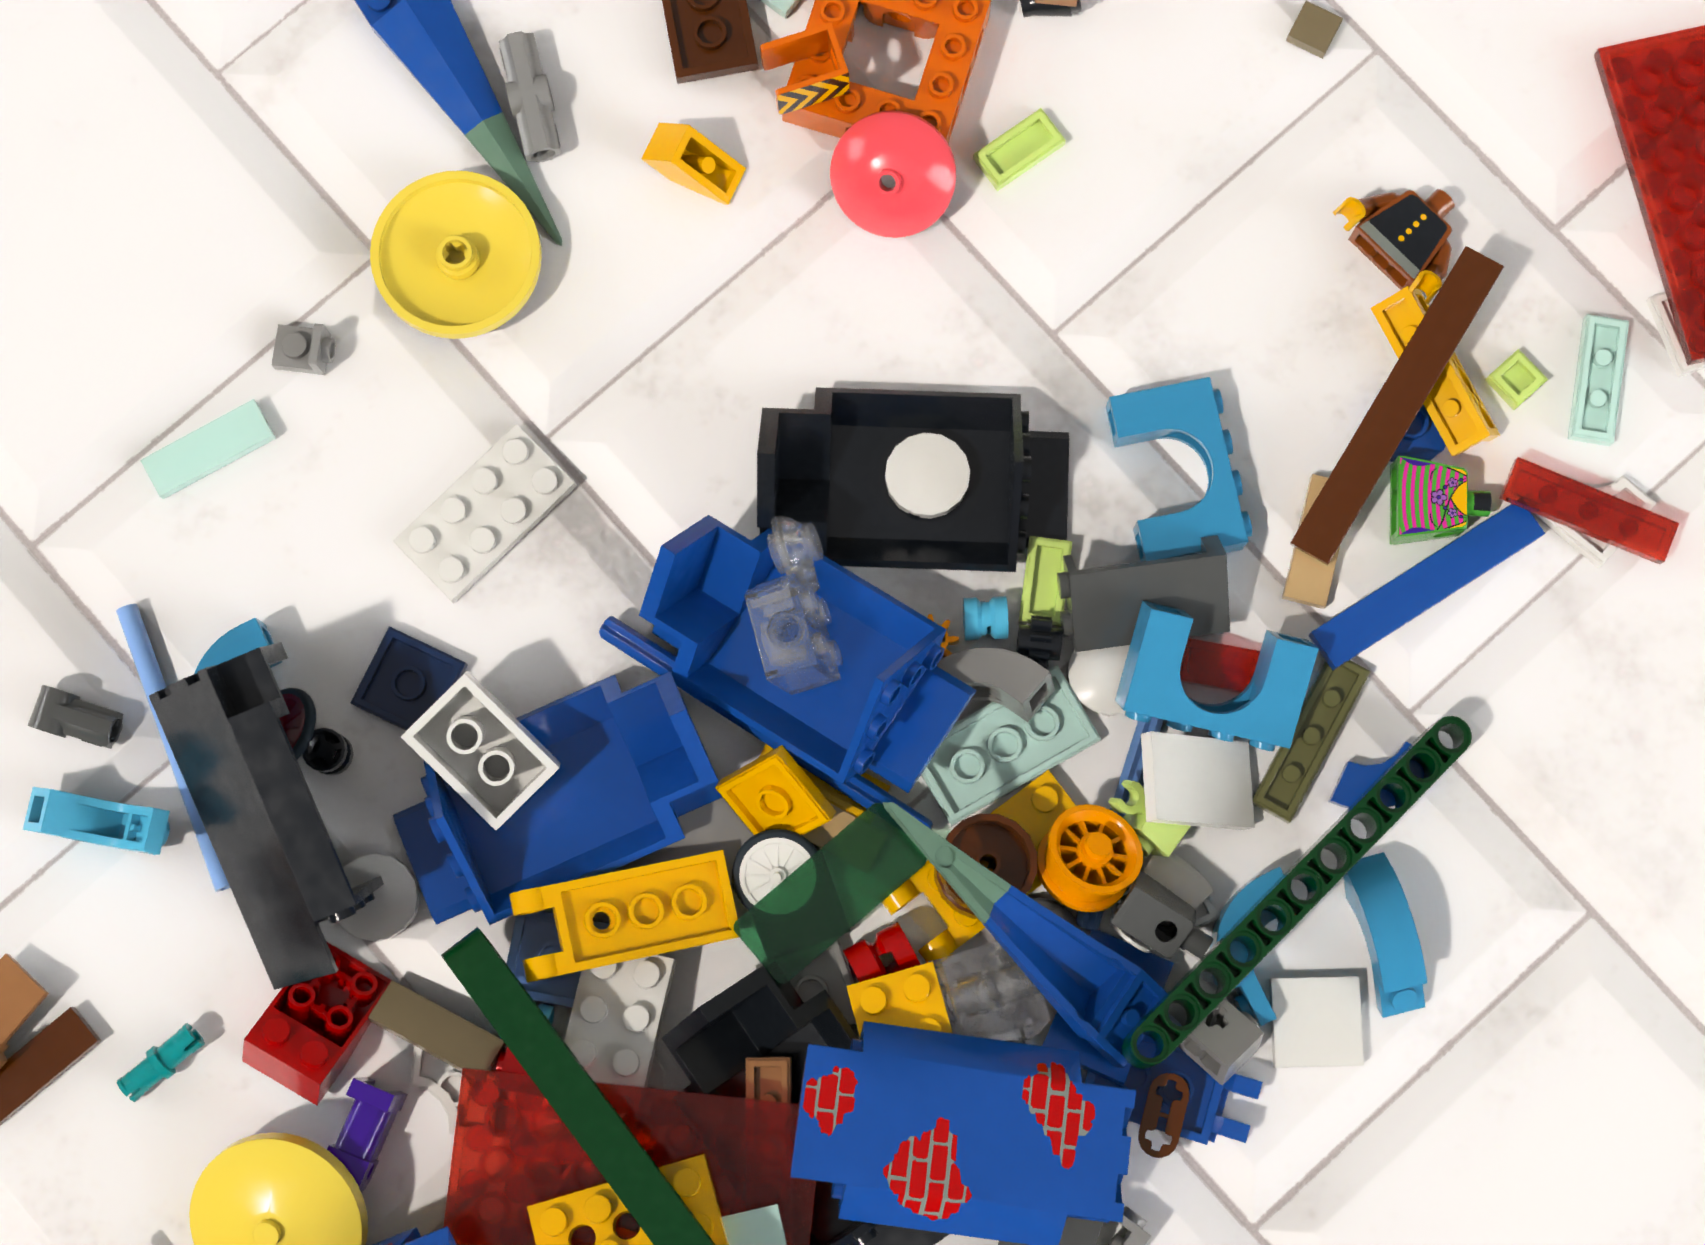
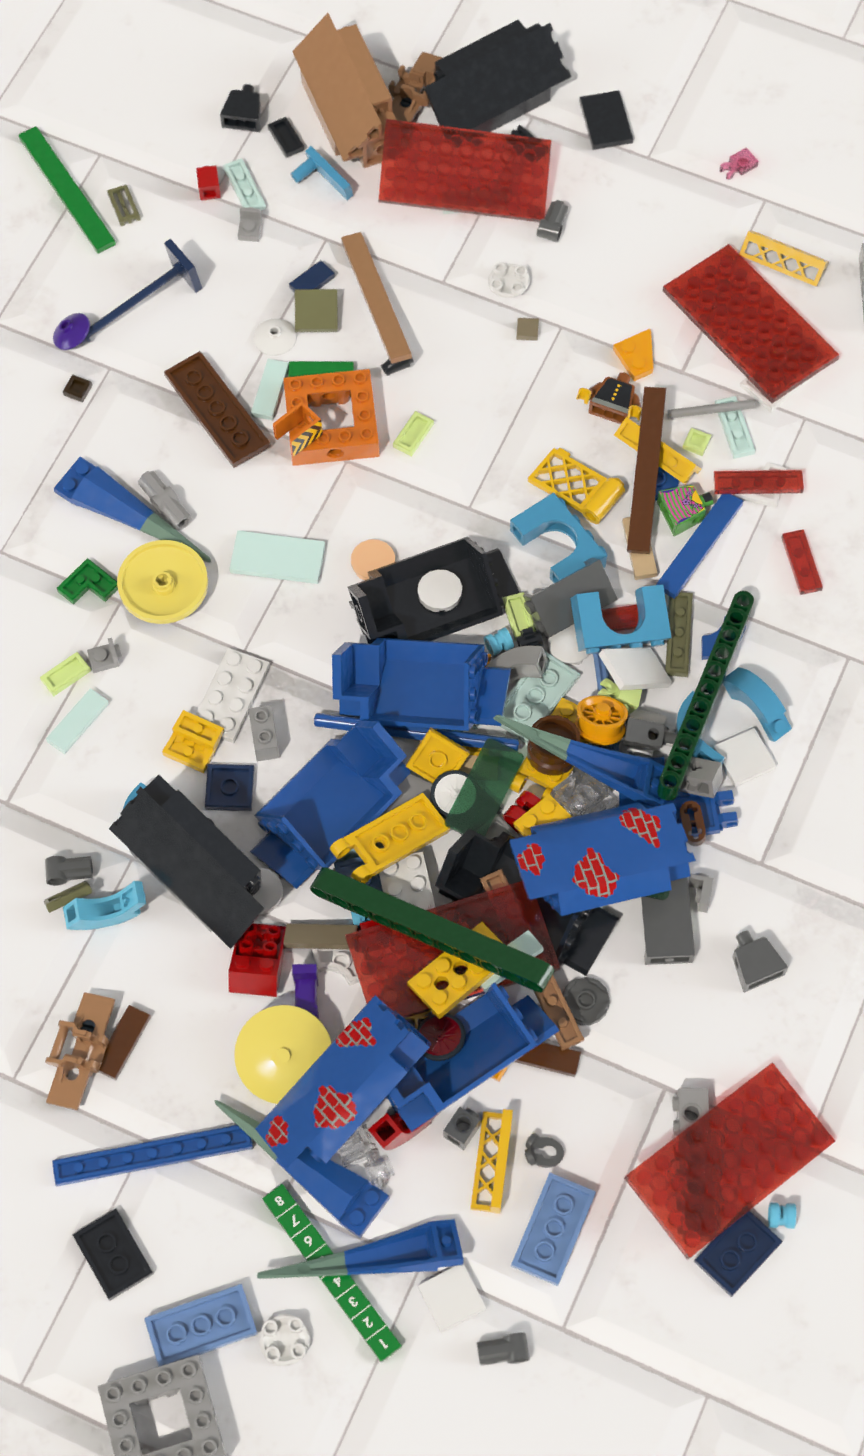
camera: 25 degrees left, 15 degrees down
(52, 768) = (66, 896): none -> olive tile
(152, 682) = (125, 863): light blue piece -> none
(160, 1062) = (187, 1011): teal pin -> none
(225, 352) = (65, 674): none -> yellowish green tile
(335, 186) = (88, 577): none -> green tile
(382, 574) = (193, 741): none -> yellow slope
(481, 750) = (284, 791): white brick -> none
(505, 613) = (263, 733): none -> light grey brick
(678, 287) = (277, 557): none -> light aqua tile
(693, 161) = (258, 497): yellow slope -> none
(790, 616) = (408, 666): clear brick -> none
(839, 358) = (370, 556): none -> light nougat tile
(909, 152) = (359, 447): coral dish -> none
(1298, 414) = (600, 497): none -> yellow piece
(1487, 162) = (636, 354): none -> light orange wing
(1572, 330) = (709, 409): none -> light grey bar
(1595, 695) = (801, 562): none -> clear red tile

